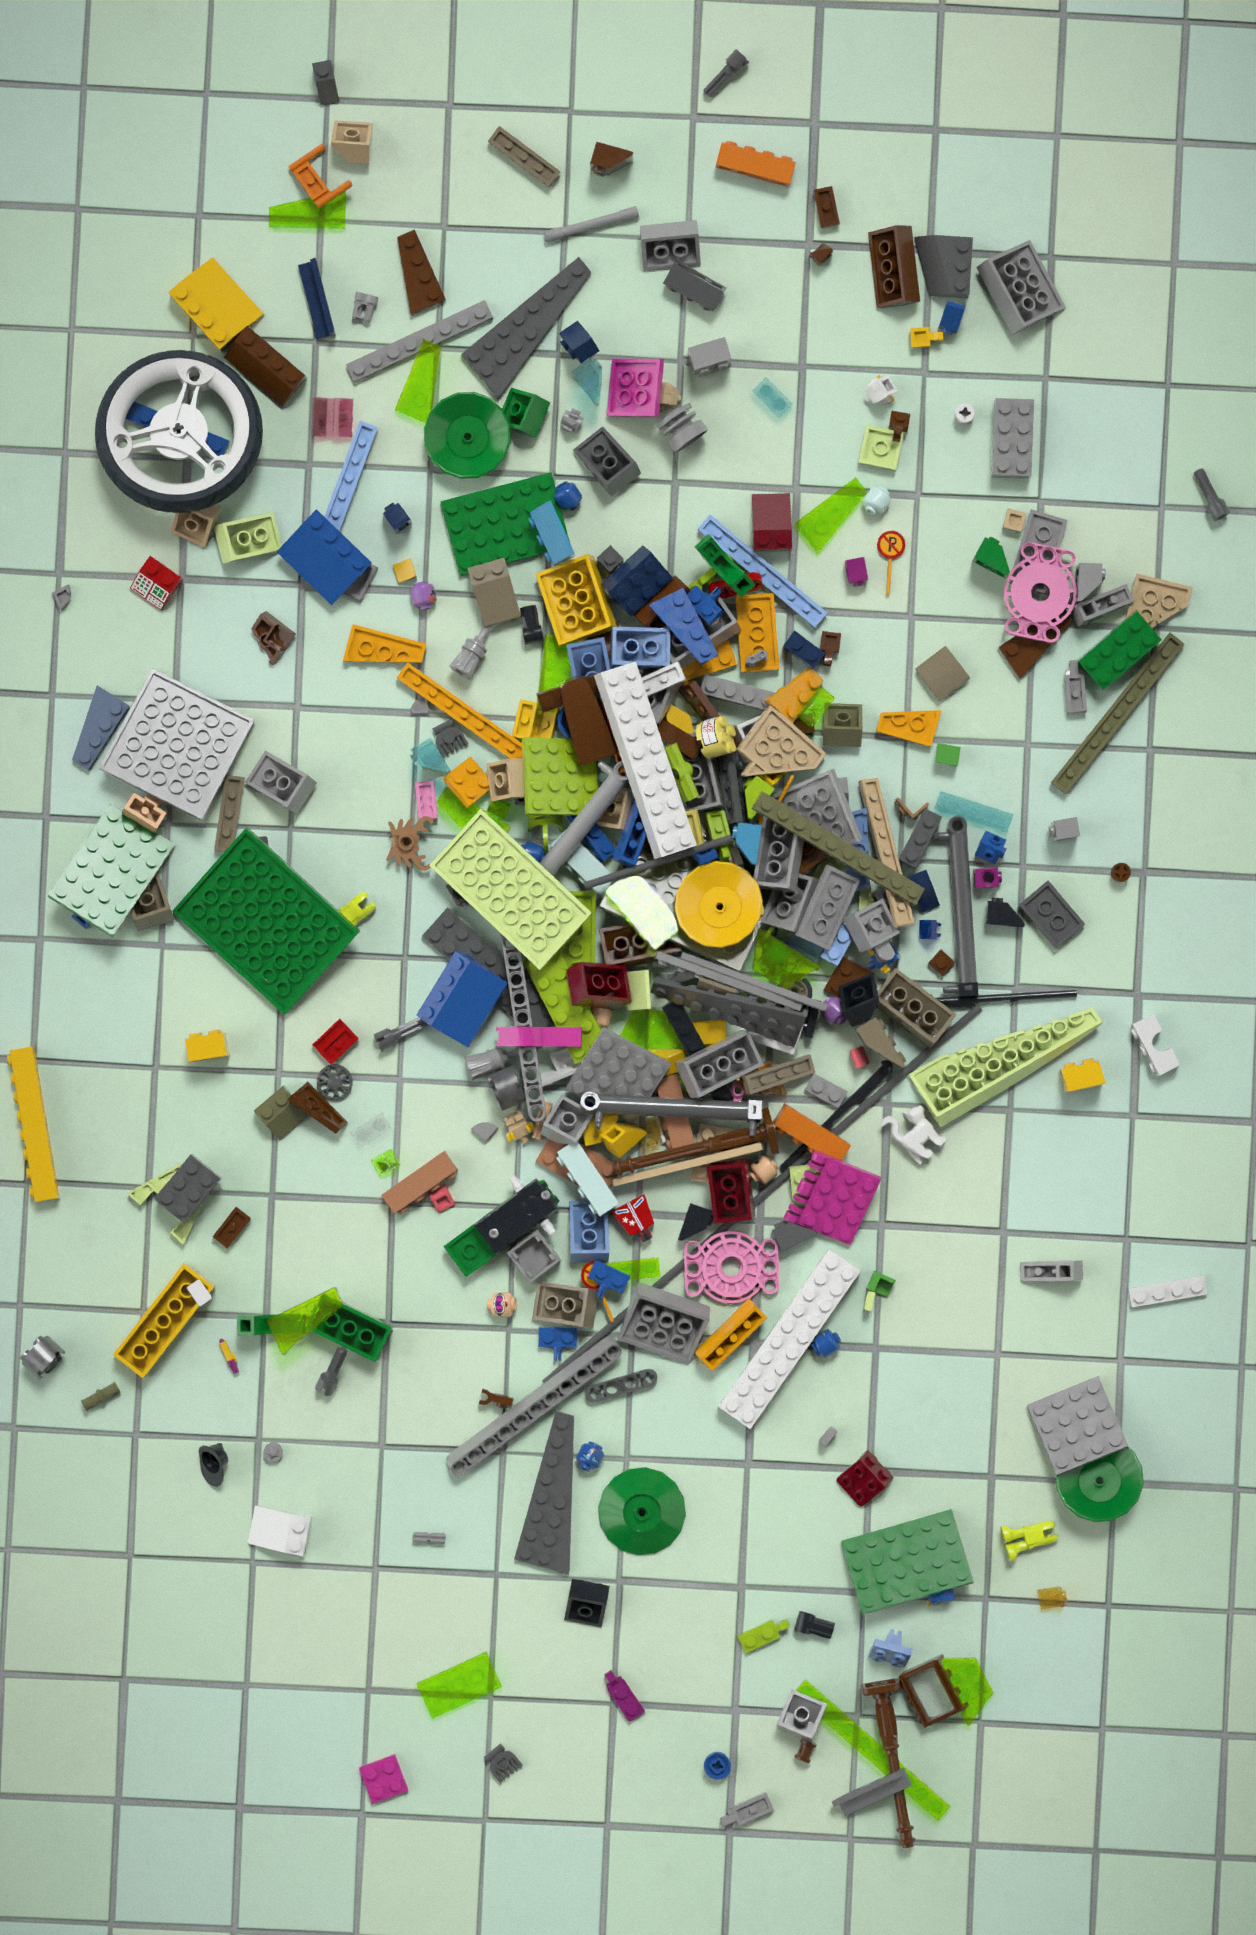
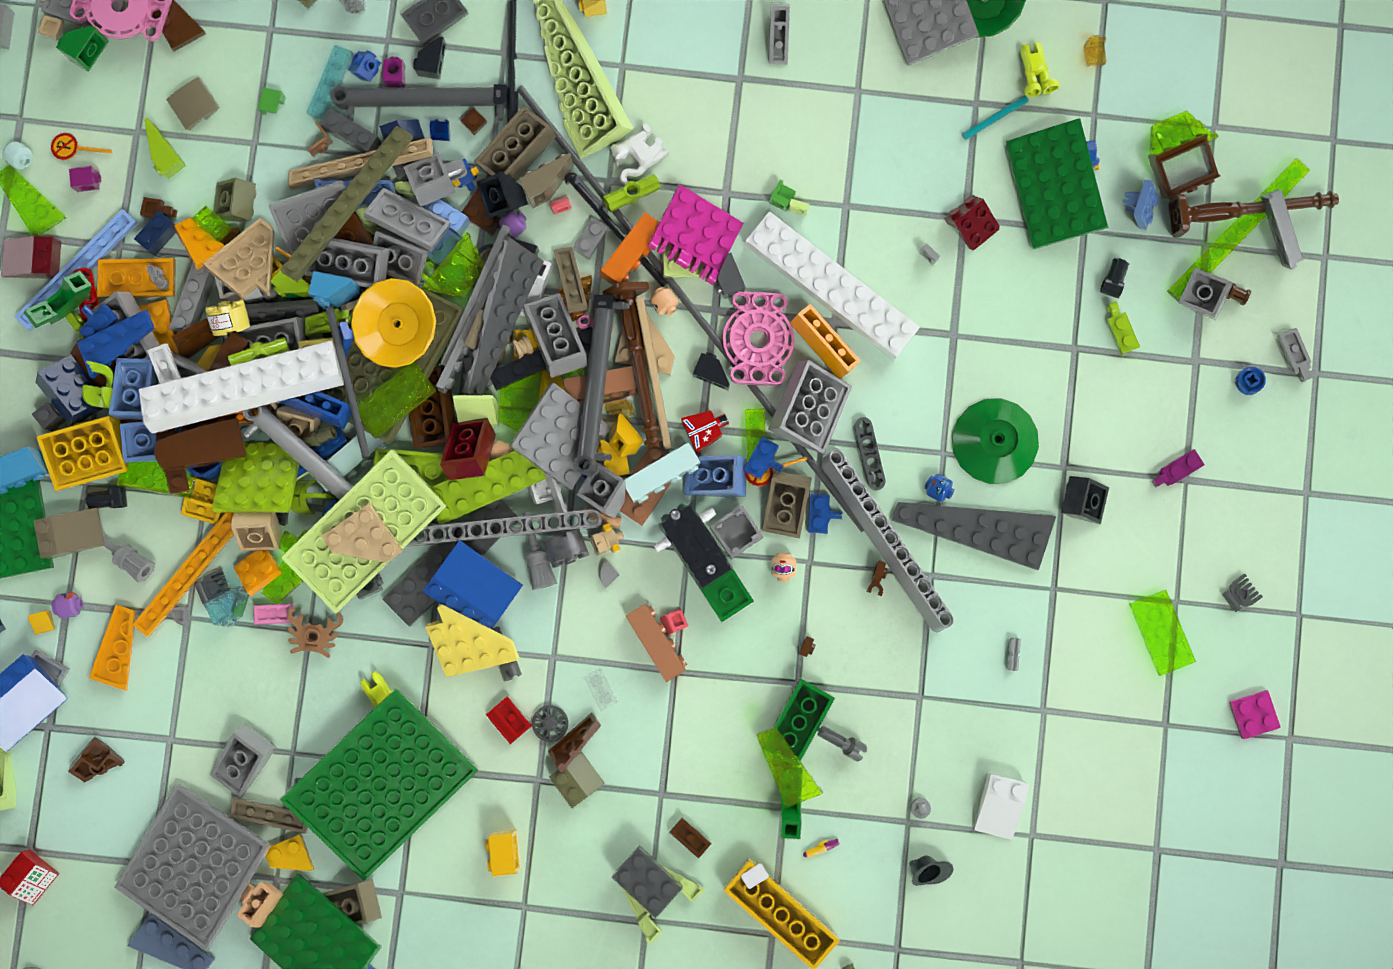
camera: 85 degrees left, 5 degrees down
(192, 836) = (290, 855): none -> yellow wing
(385, 1162) = (634, 676): clear neon green slope -> none
(406, 997) = (466, 644): none -> light yellow wing
(424, 1332) = (807, 647): none -> reddish brown plate
(504, 890) = (363, 537): none -> tan plate
(540, 1036) = (515, 512): dark pink piece -> none
(602, 831) = (317, 438): none -> olive pin
(633, 606) = (92, 394): none -> lime helmet
(706, 1030) = (522, 346): none -> tan wheel
(731, 1191) = (683, 331): dark red brick -> none
(826, 1343) = (838, 250): blue head -> none
(867, 1120) = (641, 187): none -> lime piece
(887, 648) = (162, 154): none -> lime slope
(910, 726) = (241, 137): light orange wing -> none
(976, 1497) = (995, 117): none -> teal bar

